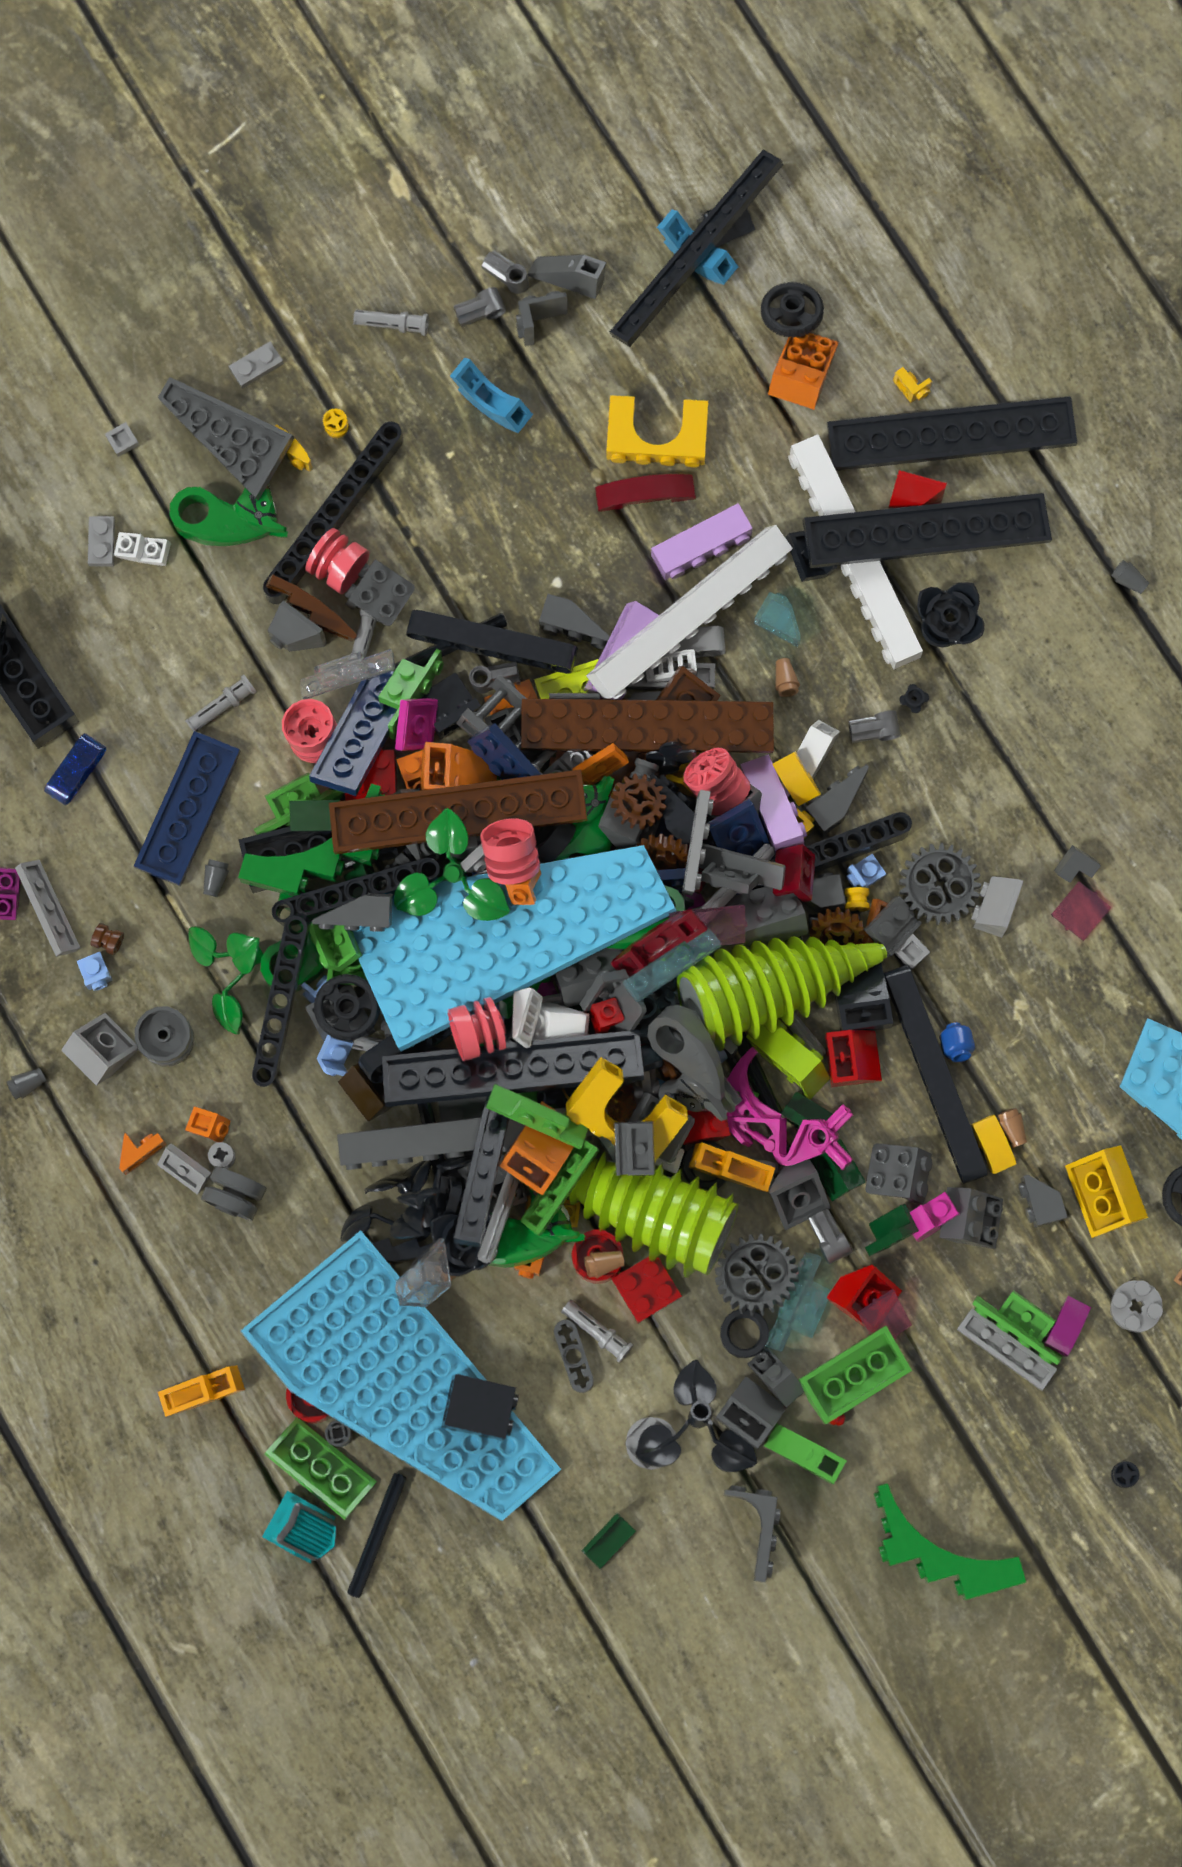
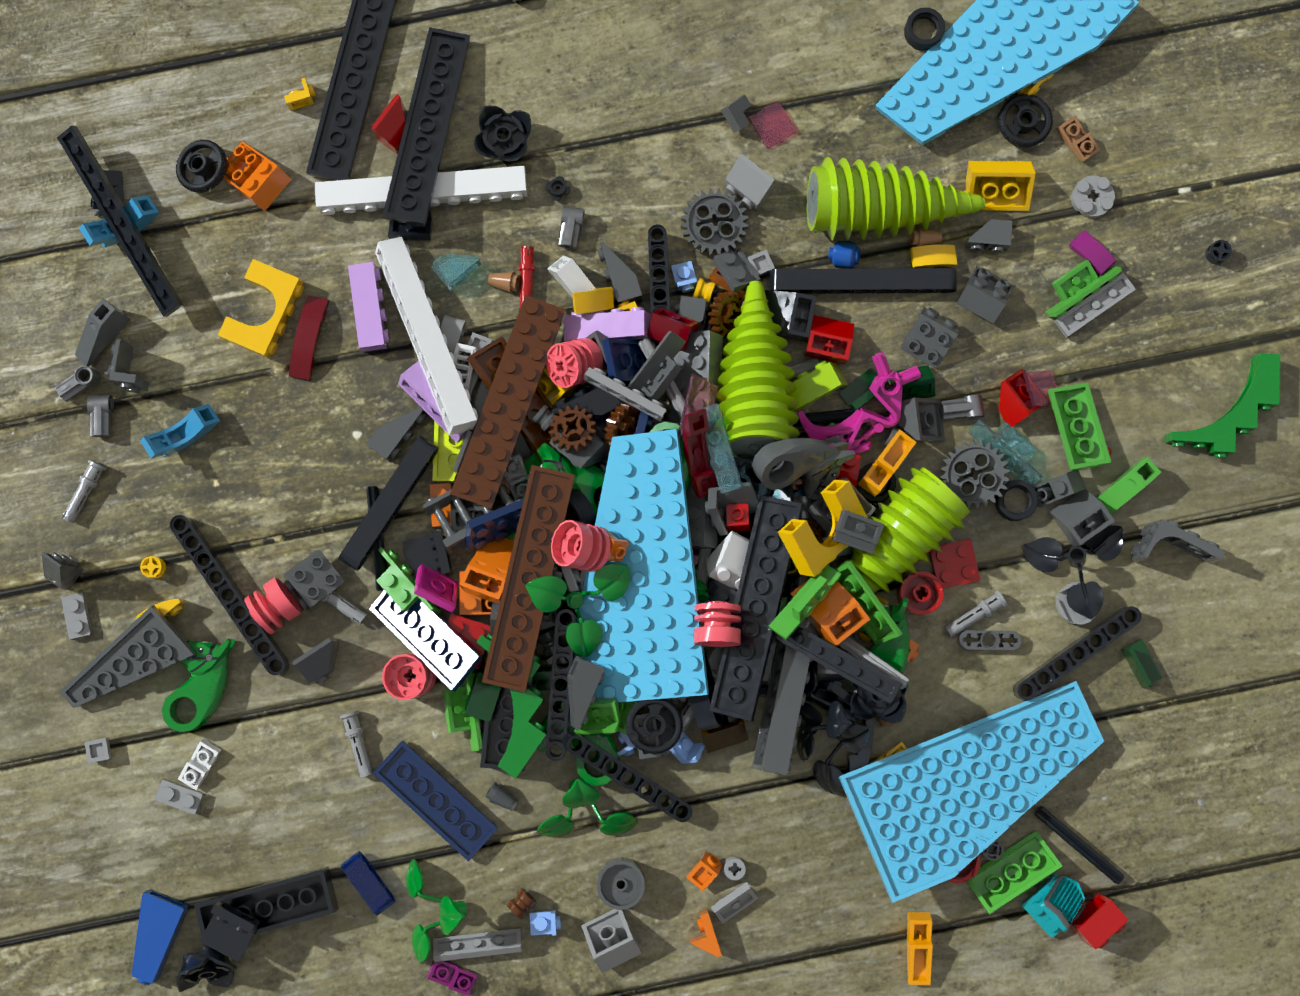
camera: 75 degrees left, 5 degrees up
(73, 860) = (450, 913): none -> green plant
(232, 1196) = (771, 869): dark grey wheel -> none
(296, 1578) = (1099, 922): none -> red piece
(299, 330) = (61, 569): none -> dark grey slope
(316, 610) = (312, 636): reddish brown slope -> none
(345, 672) = (371, 630): clear bracket -> none
(425, 1277) = (895, 736): clear slope -> none
(479, 1407) = (1013, 729): black brick -> none
(507, 671) = (416, 509): flat silver piece -> none
(526, 1011) = (716, 581): white slope -> none
(580, 1457) = (1087, 651): none -> black beam
(601, 764) = (527, 449): orange plate -> none
(603, 1262) = (932, 590): medium nougat cone -> none
(670, 757) = (540, 393): black plate -> none
(803, 698) = (526, 272): none -> red pin
(891, 1229) = (977, 357): dark green panel -> none
(933, 1215) = (977, 327): dark pink brick -> none
(1030, 1055) = (879, 200): none -> lime cone

